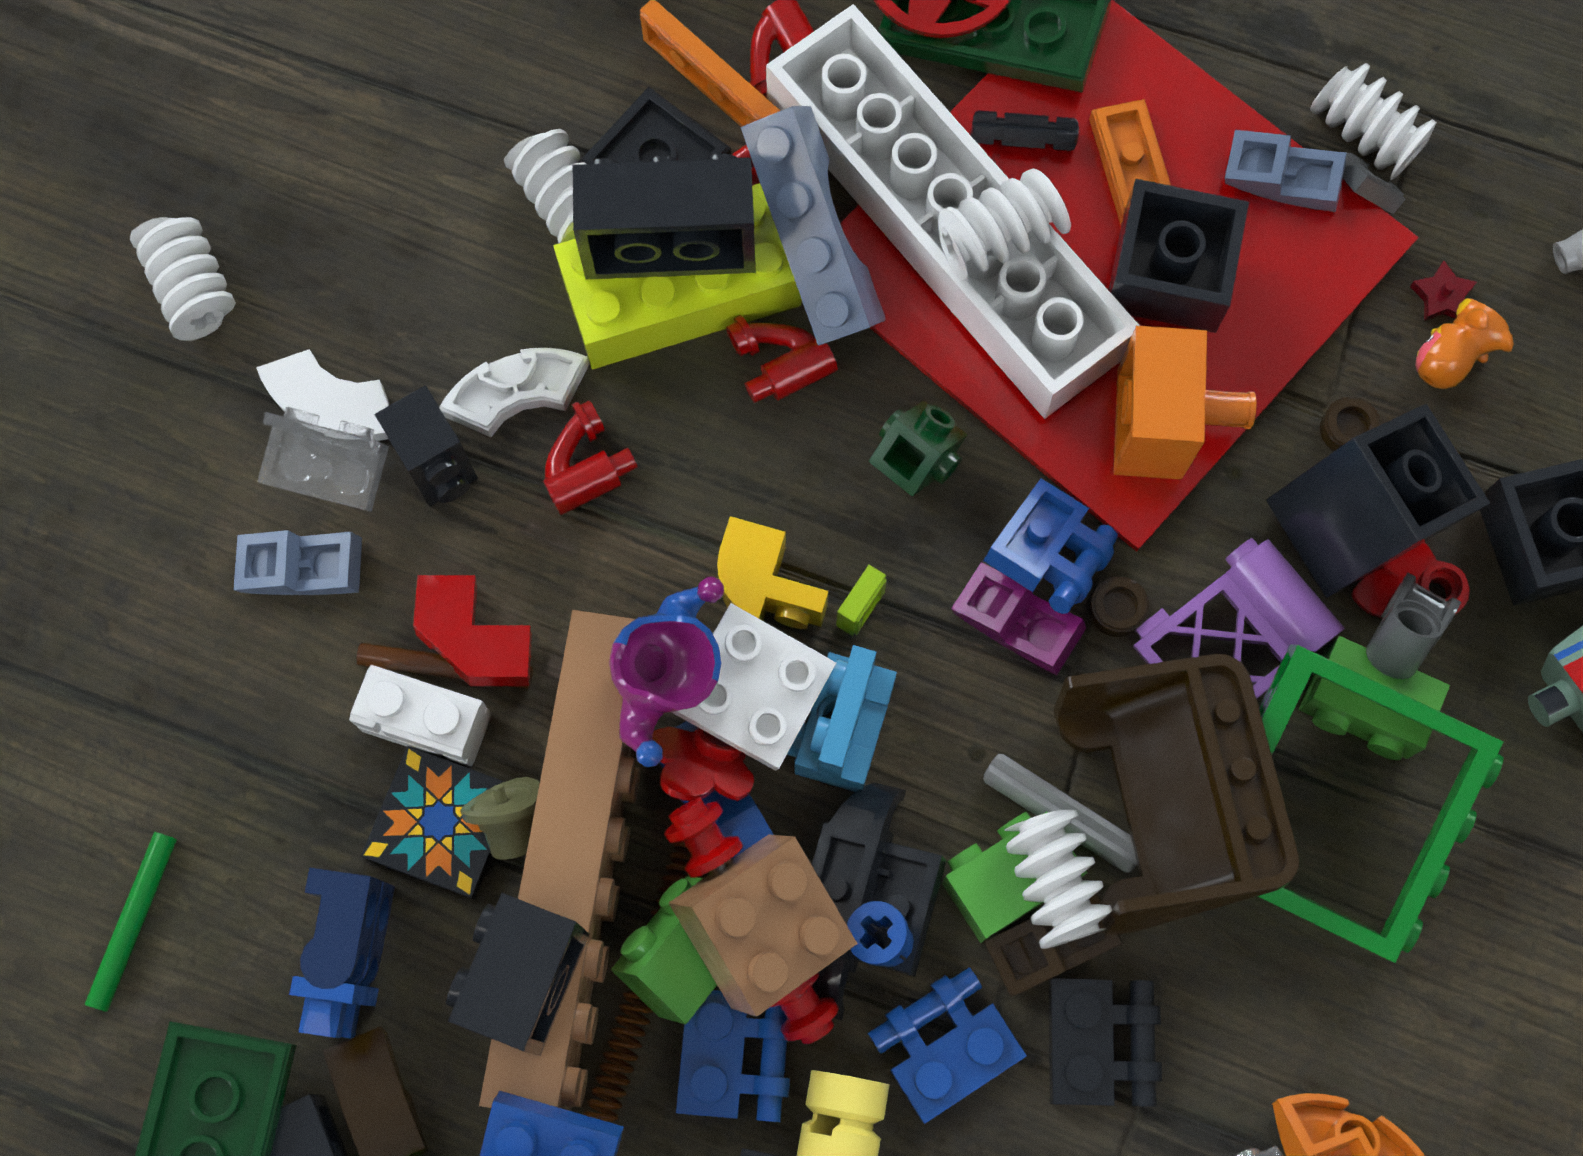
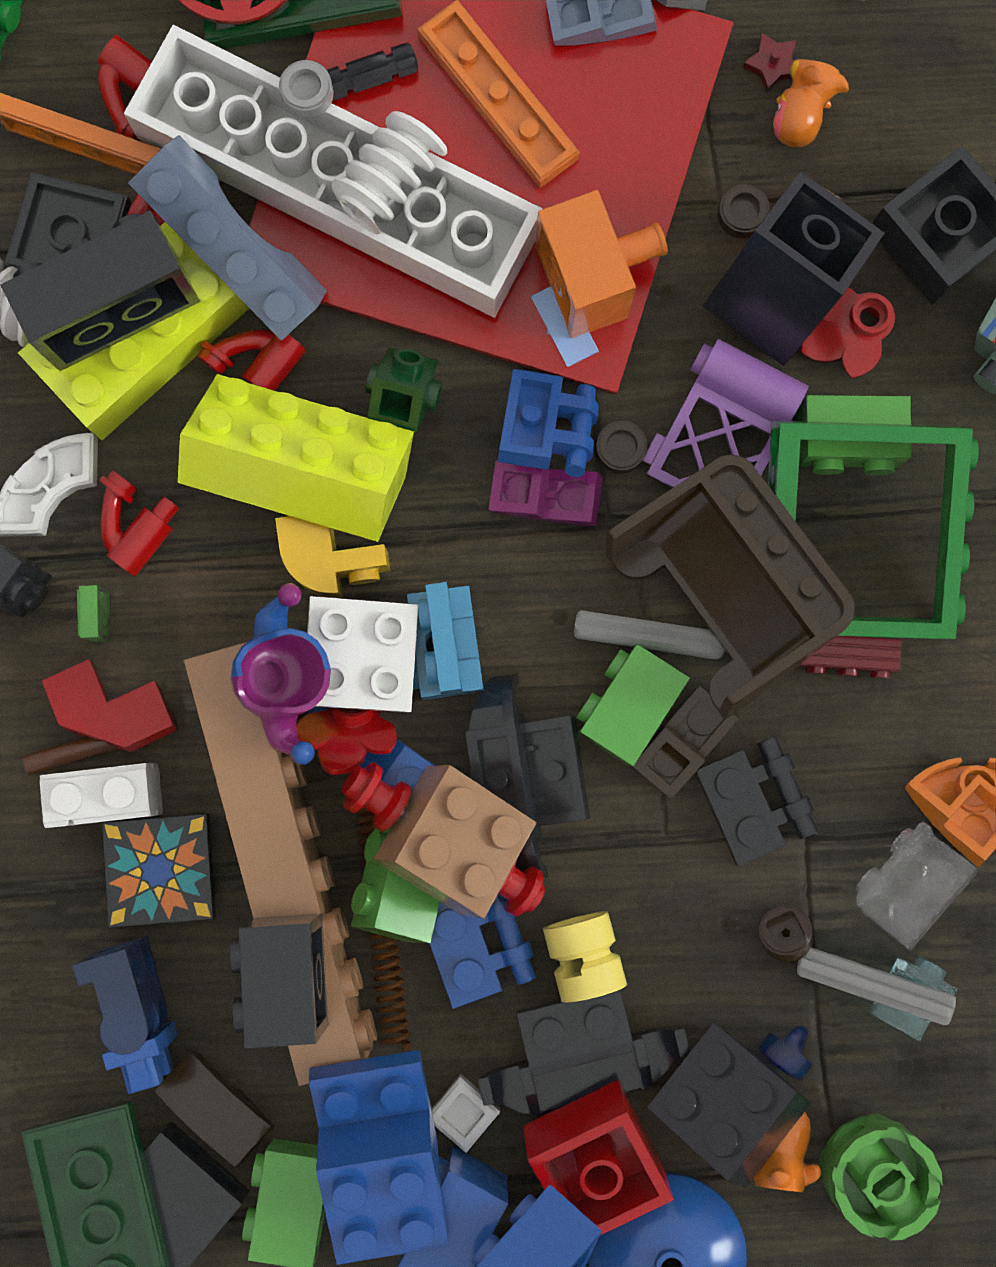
camera: 25 degrees left, 10 degrees up
(502, 532) = (94, 613): none -> bright green tile
(505, 816) = (207, 844): olive piece -> none
(779, 465) = (294, 457): none -> neon yellow brick
(861, 601) = (413, 537): lime tile -> none
(867, 947) = (536, 808): blue bush -> none
(955, 115) = (306, 89): none -> light grey tile
(957, 1061) = (651, 866): blue plate -> none
(1057, 877) = (670, 695): white piece -> none
(1109, 485) = (571, 349): none -> light blue window
(1178, 255) = (544, 130): black brick -> none
(1272, 933) = (857, 654): none -> dark red piece
(1409, 629) = (861, 364): dark grey piece -> none

